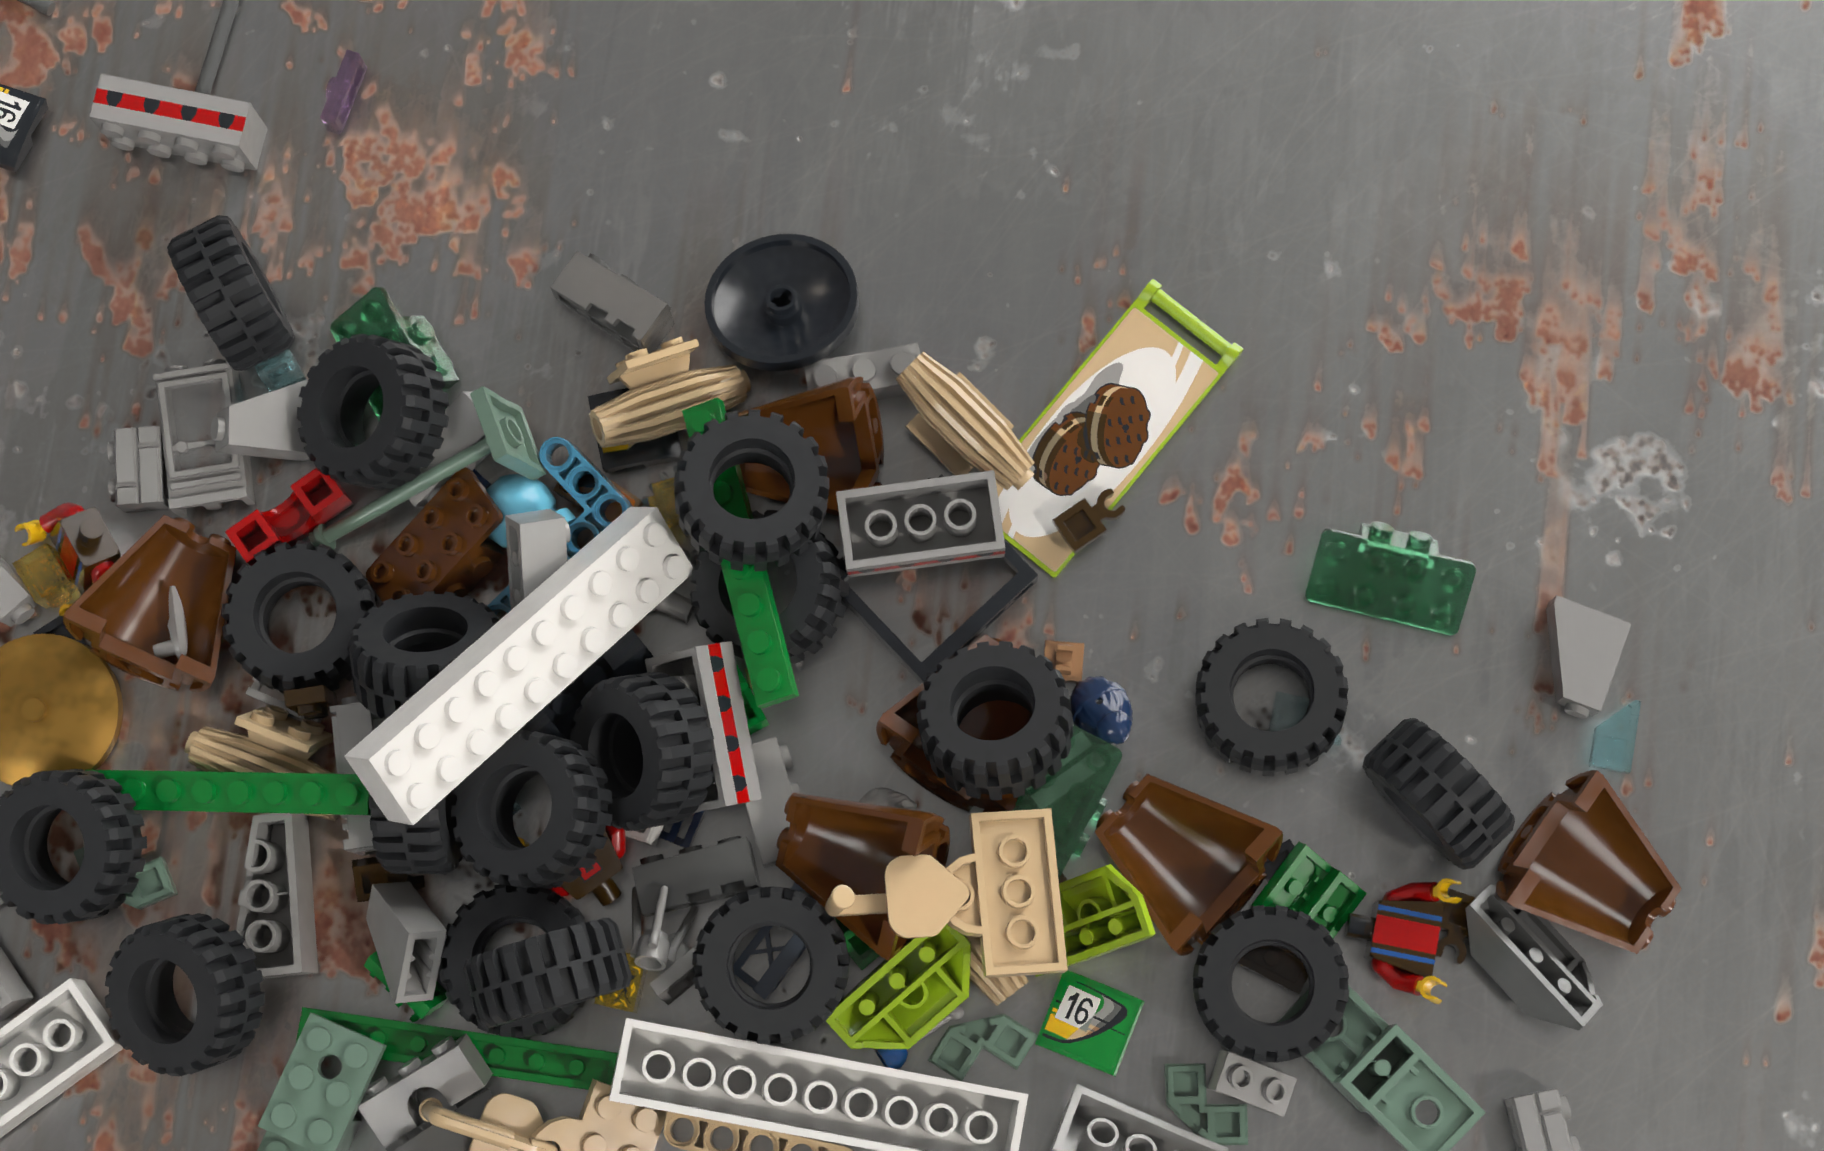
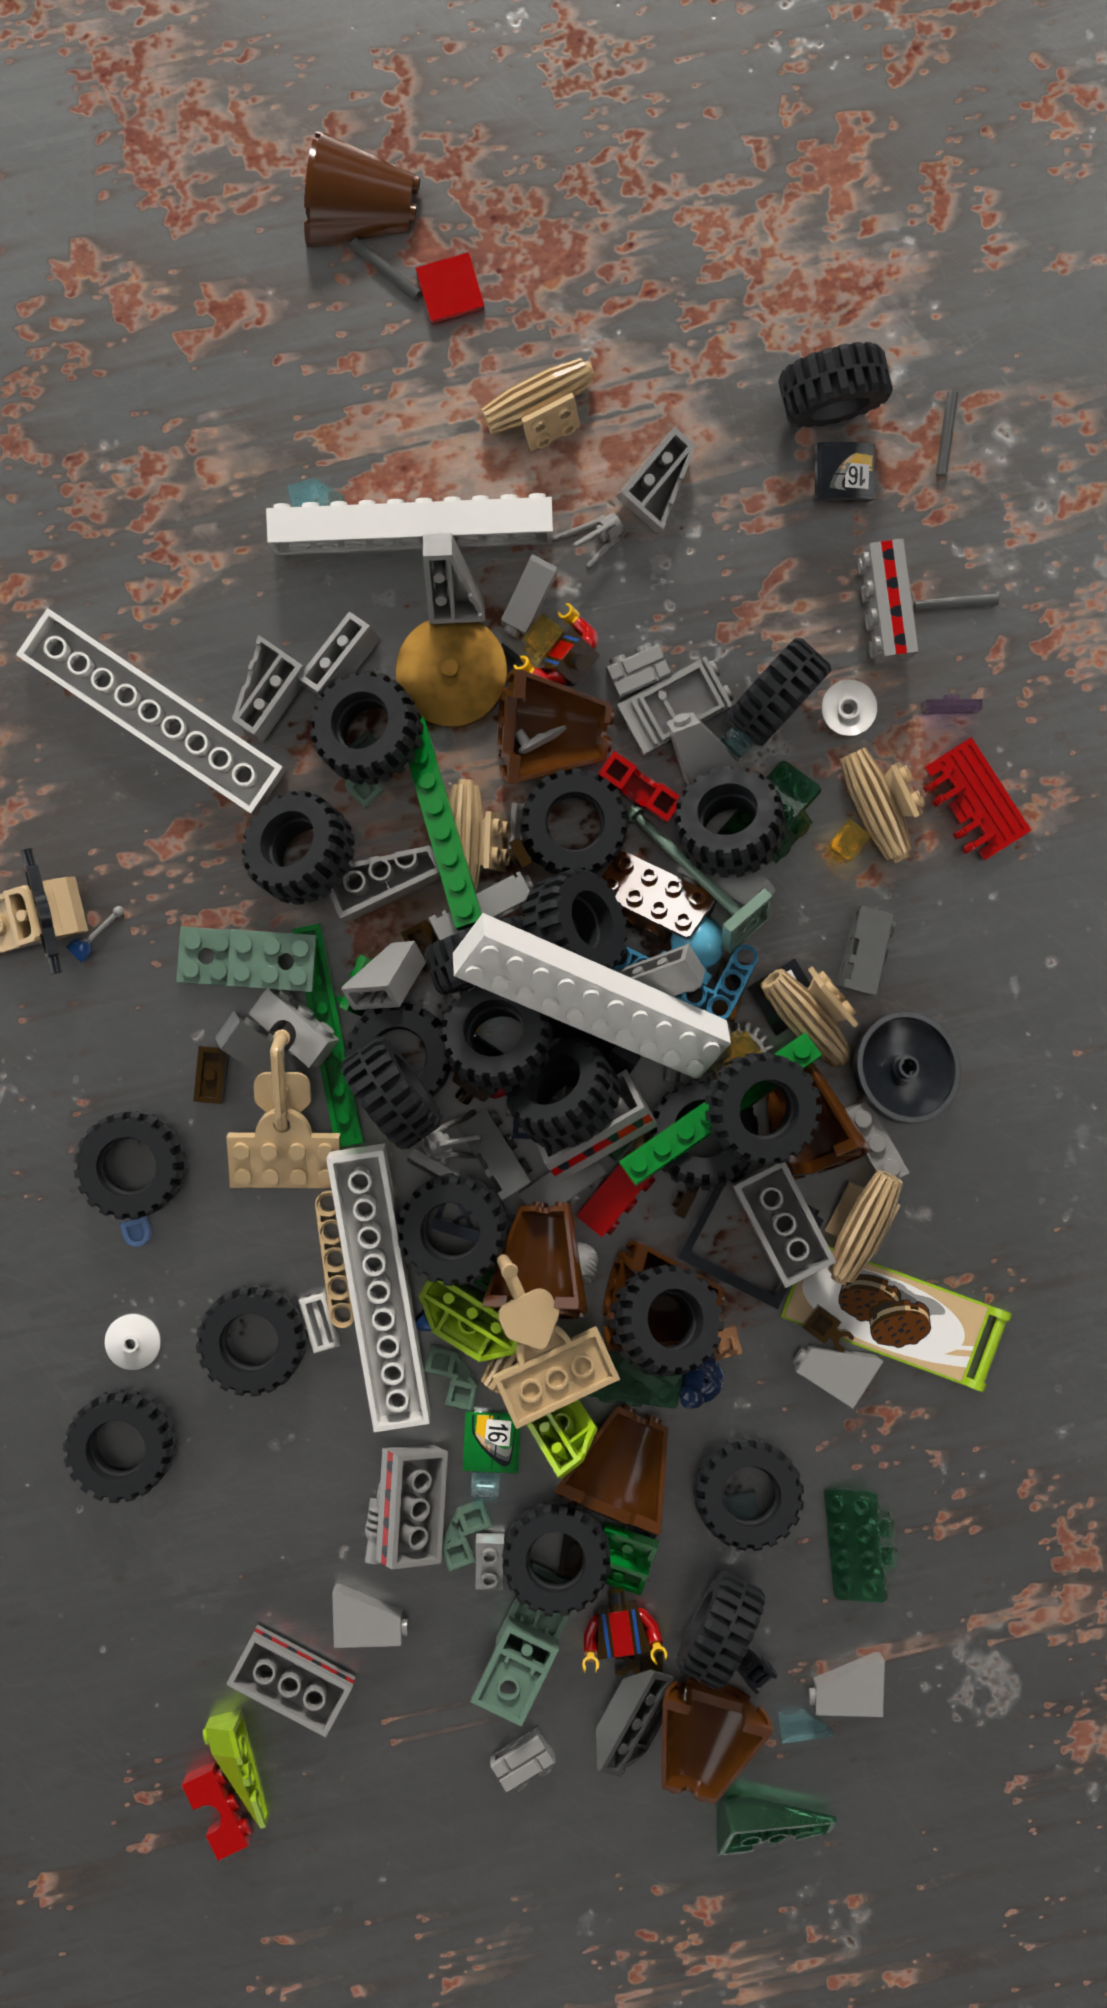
camera: 65 degrees right, 10 degrees up
(284, 205) = (859, 698): none -> white dish
(429, 216) = (883, 801): none -> tan plate
(464, 279) = (847, 842): none -> clear yellow brick
(474, 99) = (977, 797): none -> red hinge
(815, 740) = (610, 1200): none -> red brick
(852, 649) = (684, 1200): none -> dark brown plate
(1143, 1051) = (485, 1485): none -> clear light blue tile
(1150, 527) = (838, 1372): none -> light grey slope
(1516, 772) = (756, 1669): none -> black piece
(1726, 842) = (757, 1821): none -> clear green wedge

